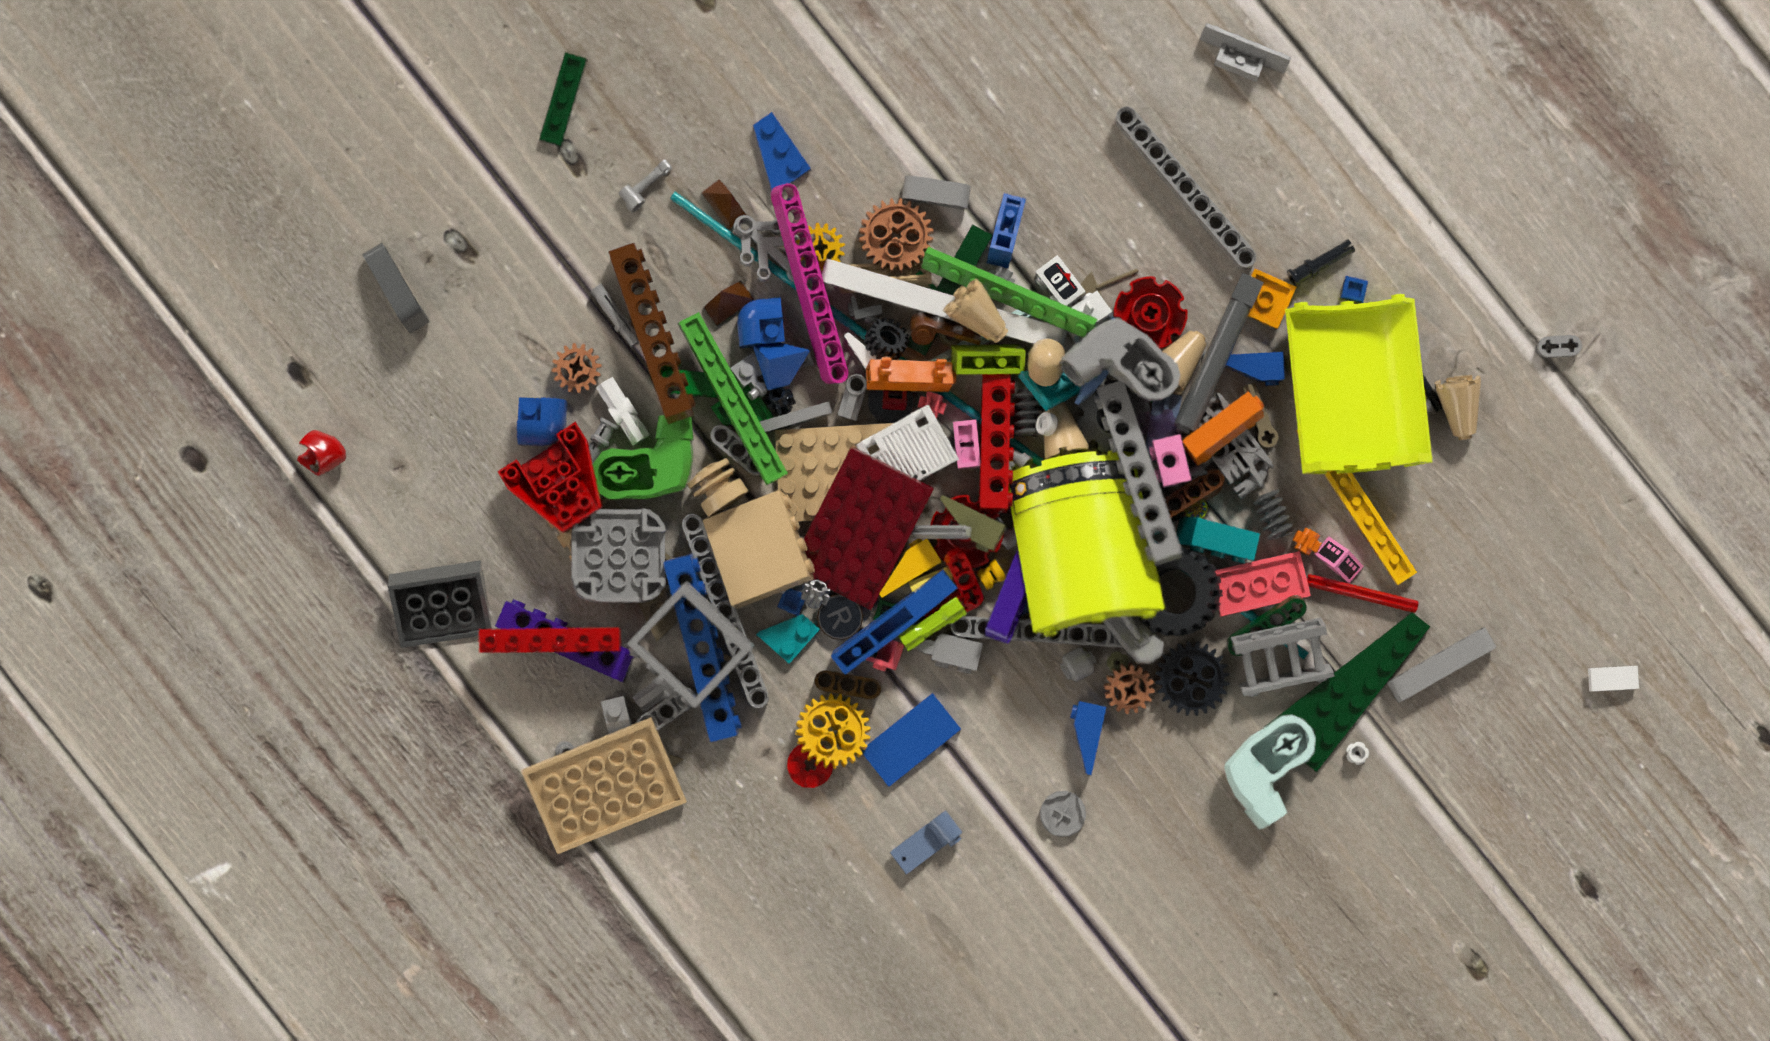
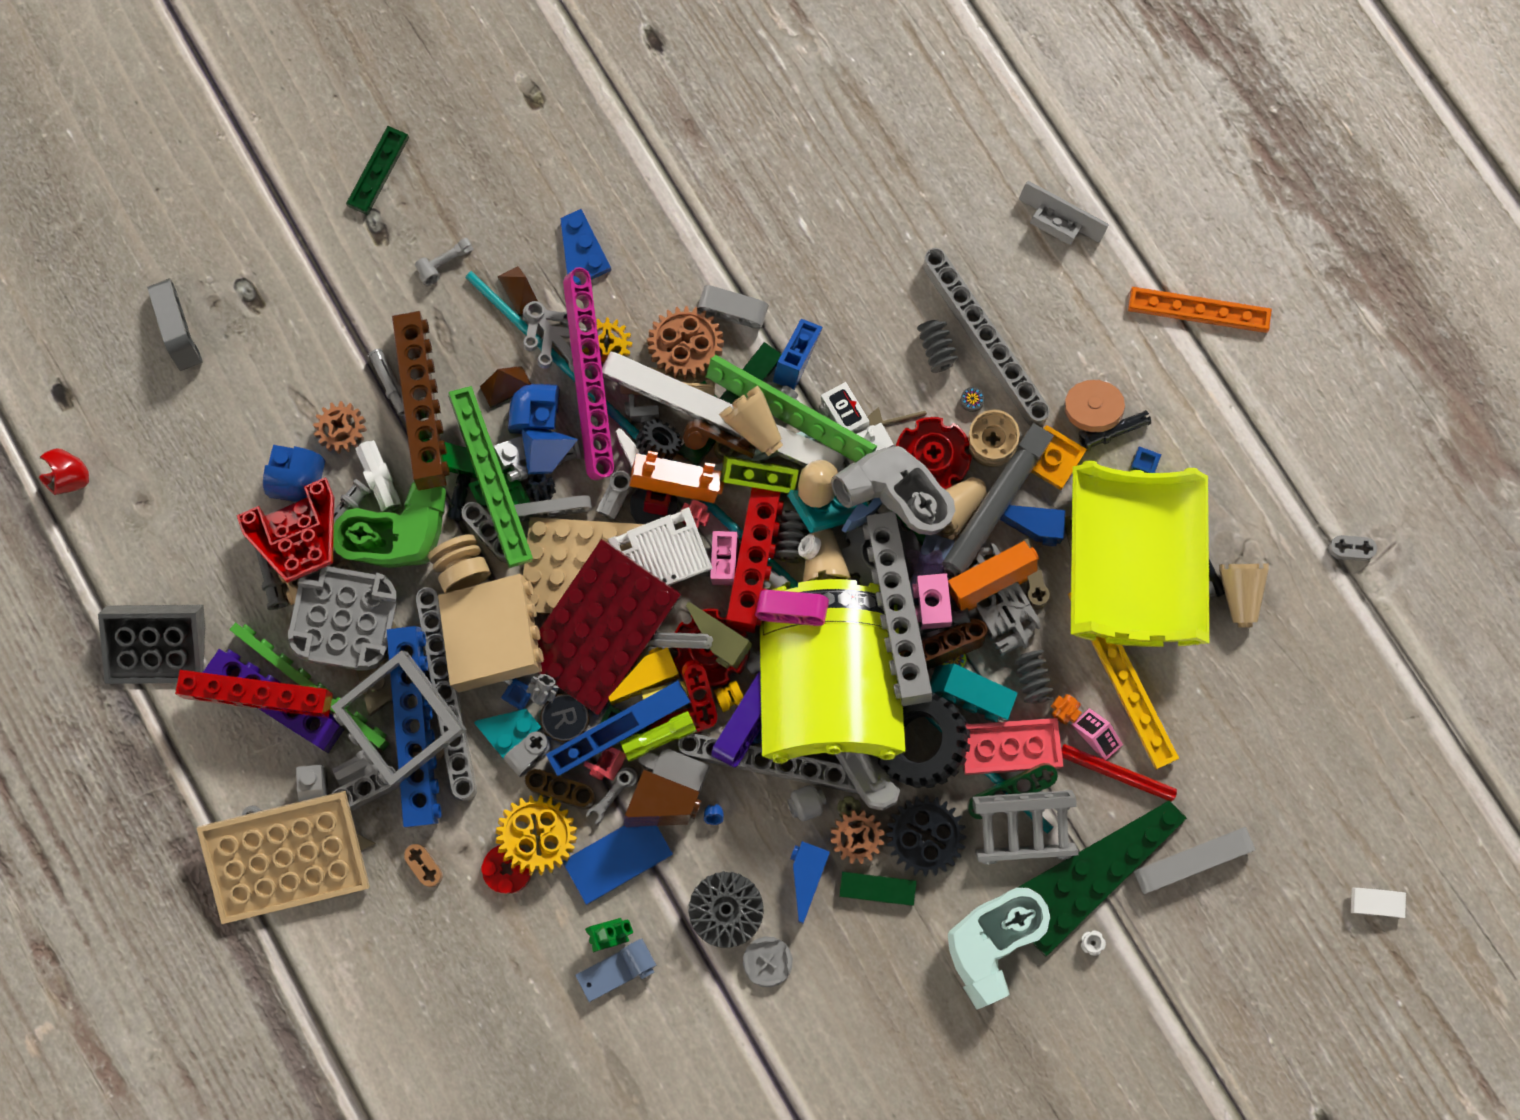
camera: 10 degrees right, 10 degrees down
(541, 531) = (272, 585): none -> dark grey pin
(587, 616) = (303, 678): none -> bright green plate
(703, 419) = (459, 497): none -> black axle
(727, 777) = (428, 862): none -> medium nougat beam
(808, 658) = (525, 754): none -> light grey piece
(900, 676) = (601, 807): none -> light grey brick
(915, 811) = (609, 934): none -> green hips
(944, 685) = (661, 803): none -> reddish brown slope
(993, 687) = (713, 814): none -> blue hinge
(1036, 773) = (726, 929): none -> dark grey wheel
(1040, 488) = (792, 607): none -> dark pink beam
(1140, 203) = (937, 345): none -> dark grey piece
(1154, 733) = (877, 888): none -> dark green tile
(1180, 251) = (972, 399): none -> tile
(1214, 280) = (1003, 429): none -> tan wheel
(1298, 242) = (1094, 406): none -> nougat wheel
(1389, 128) = (1199, 309): none -> orange tile

